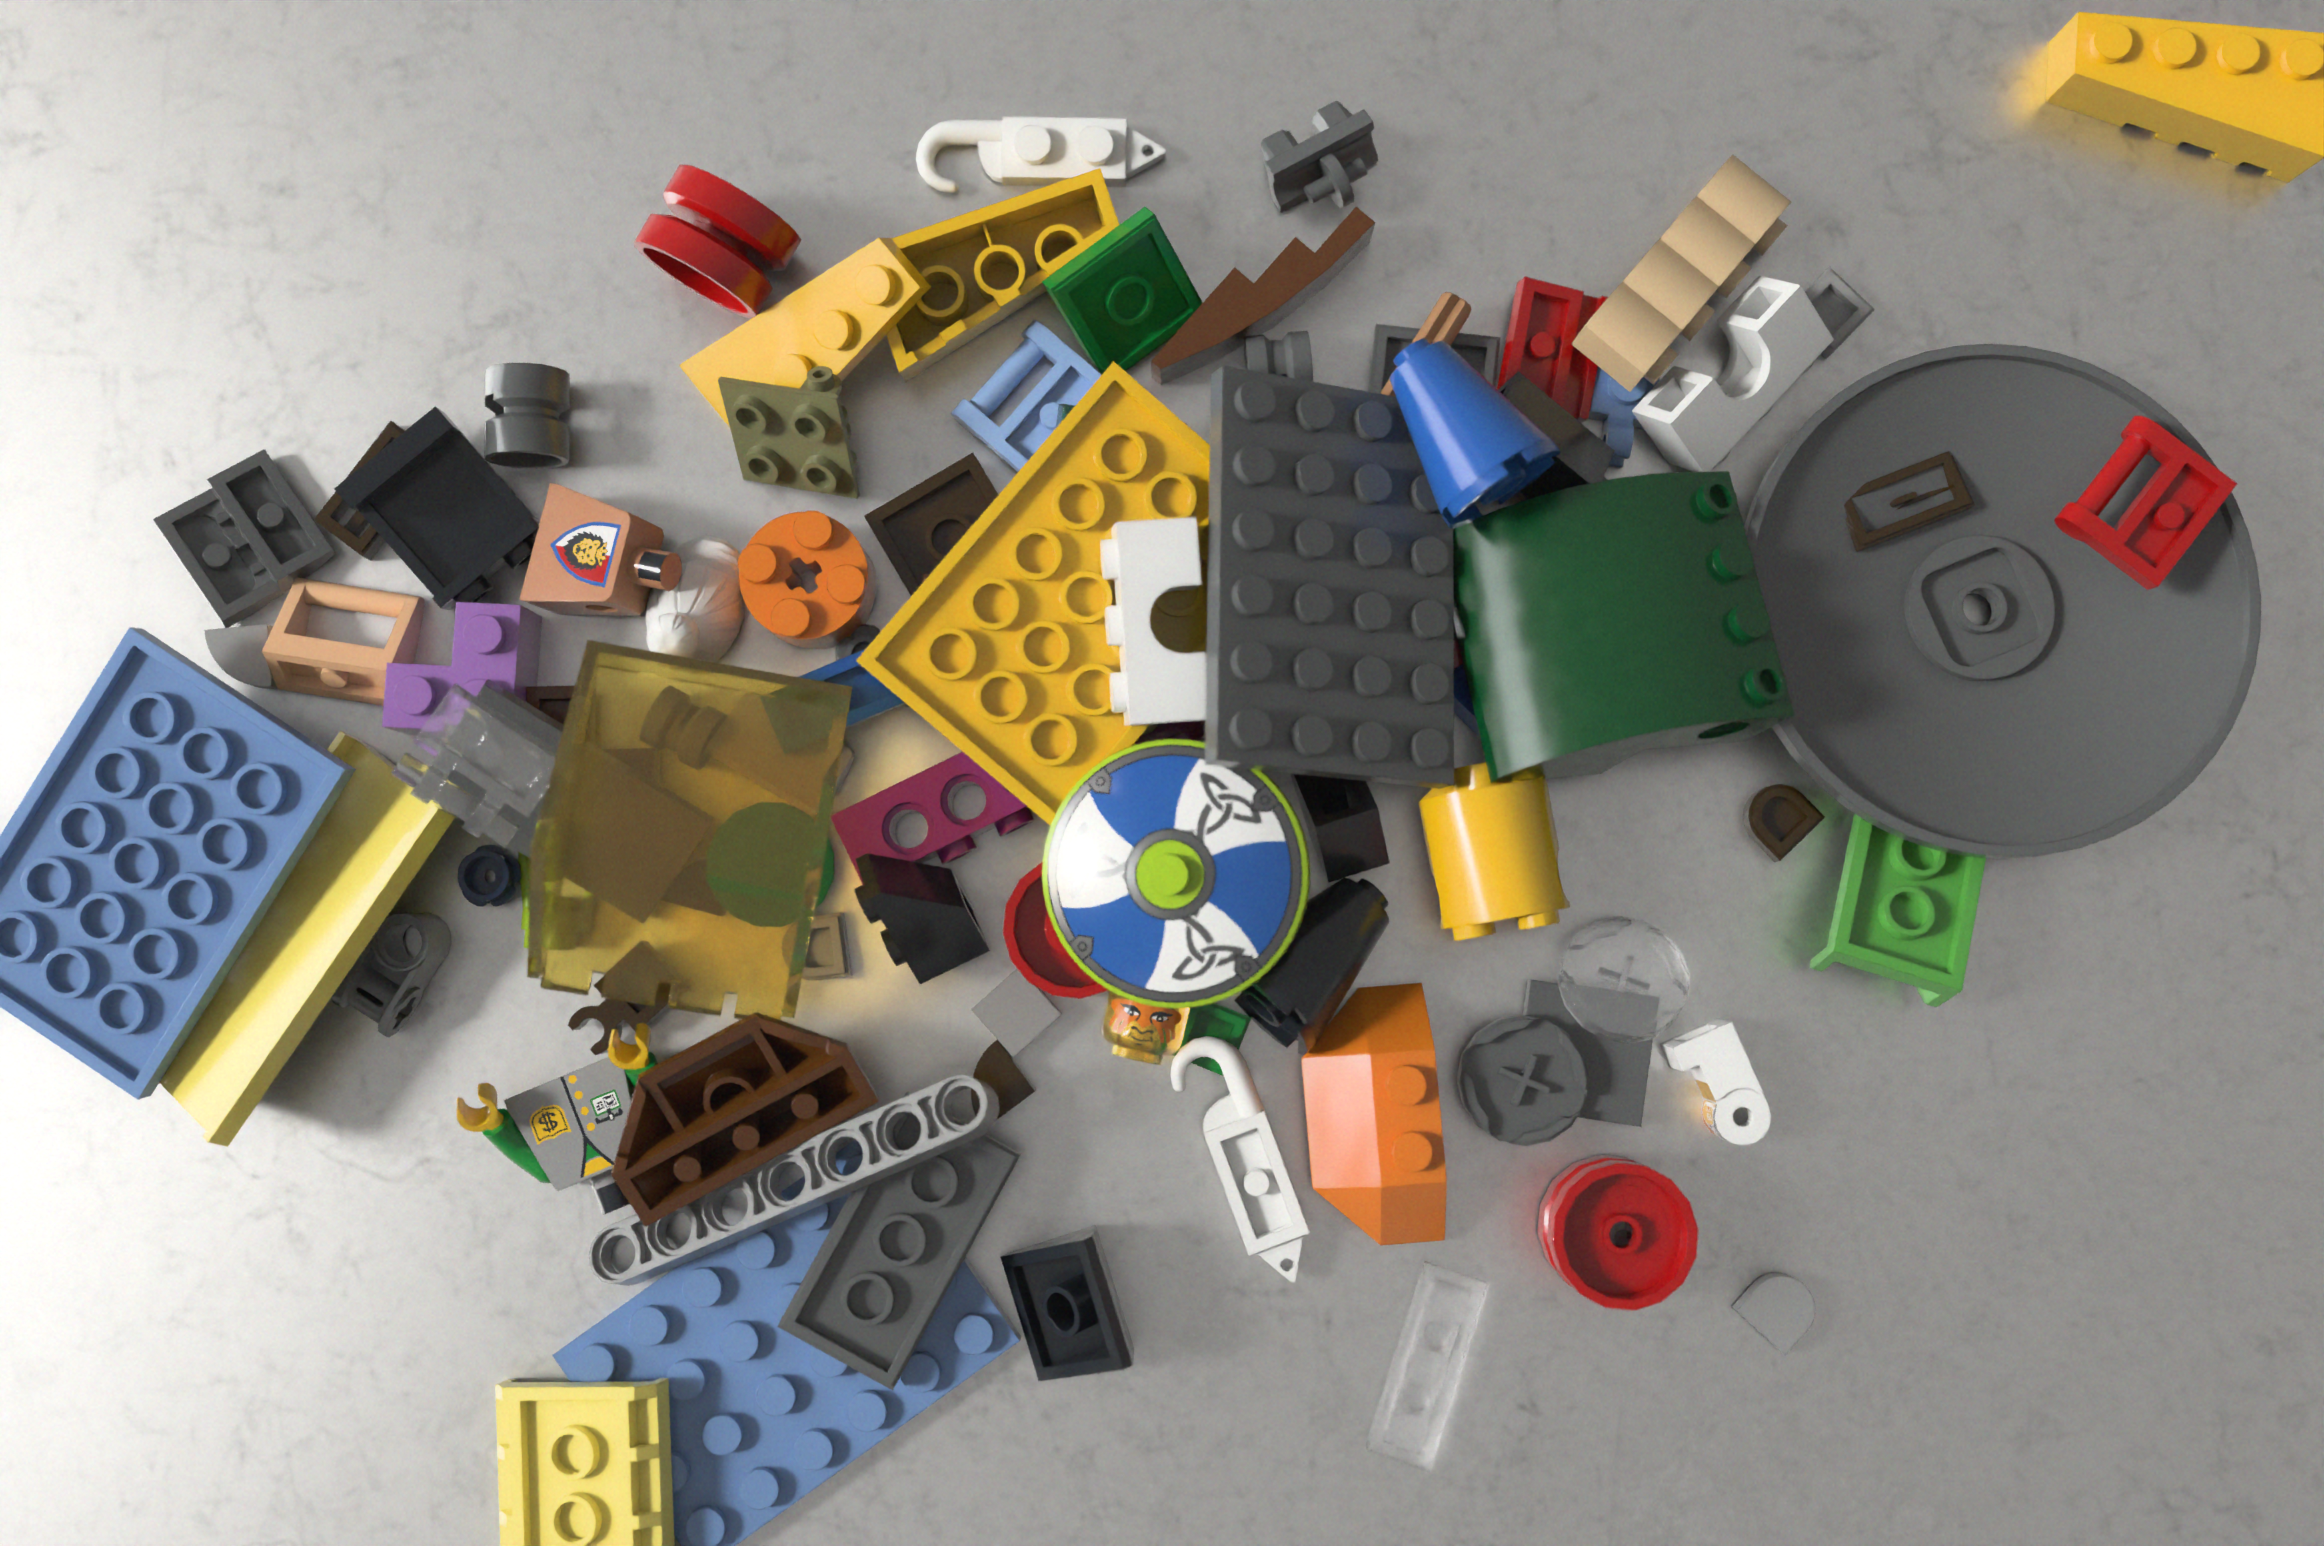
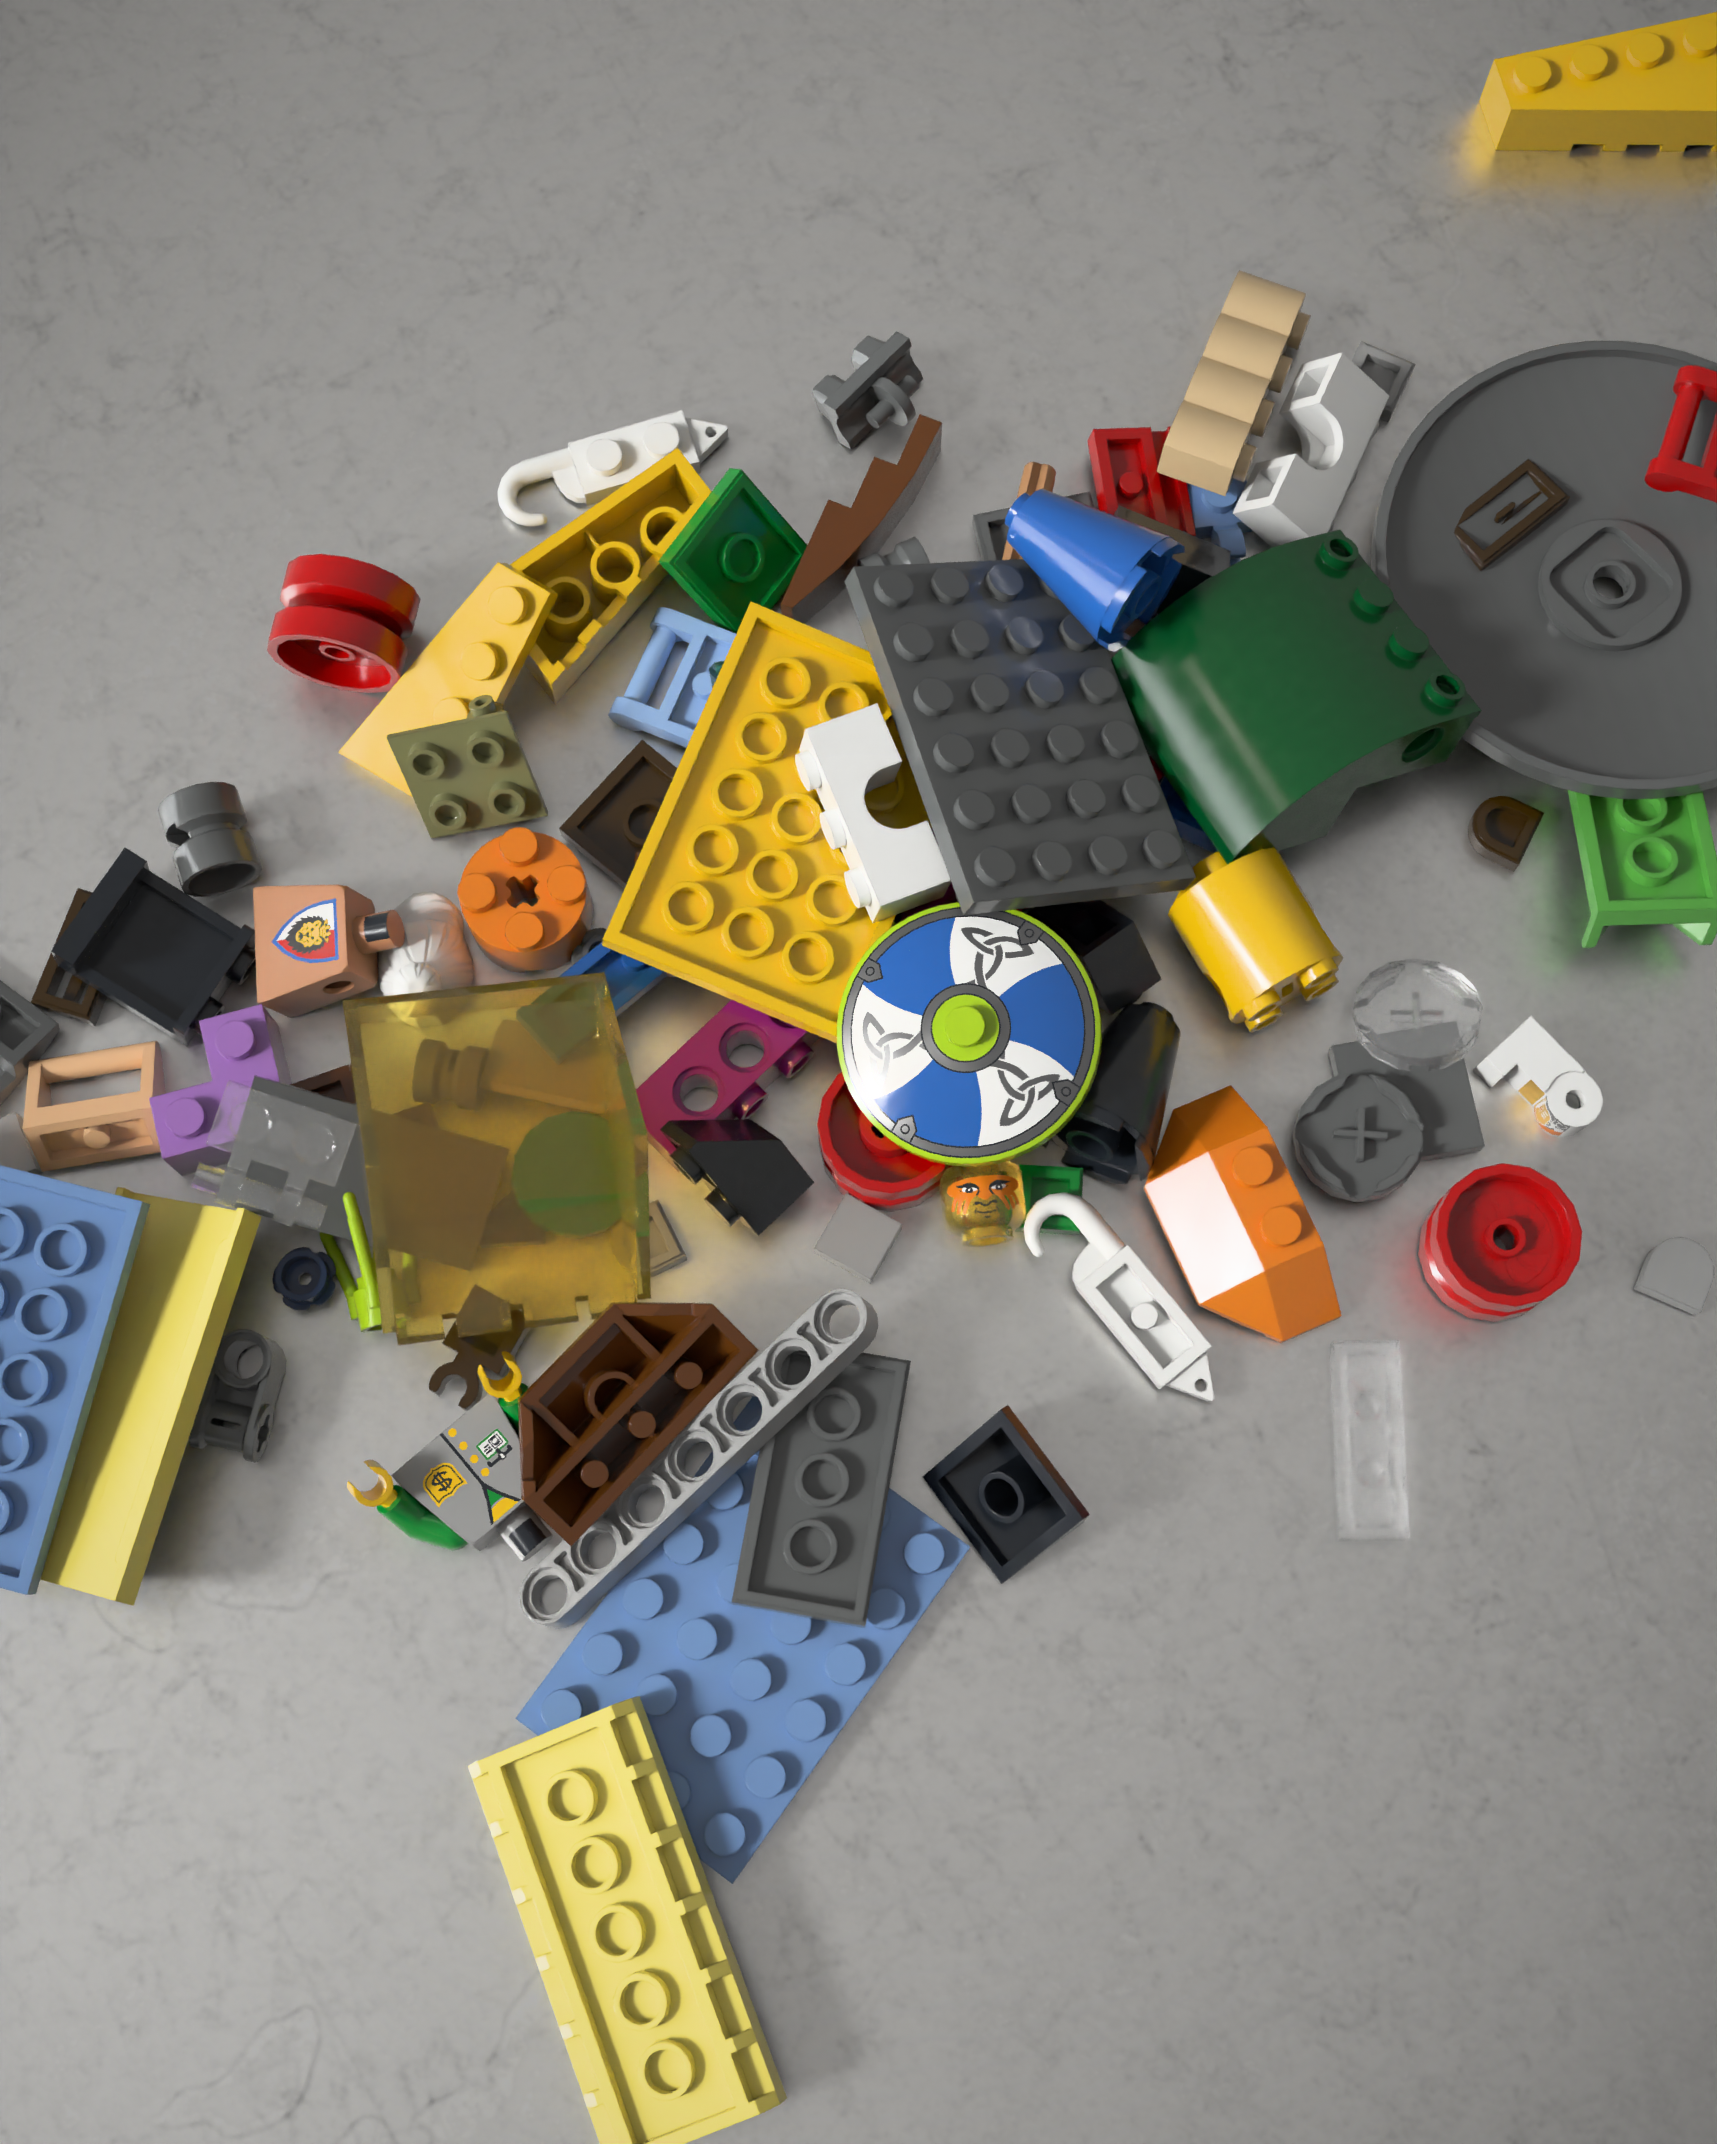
camera: 20 degrees left, 10 degrees down
(1005, 1077) = (883, 1304): dark brown tile -> none

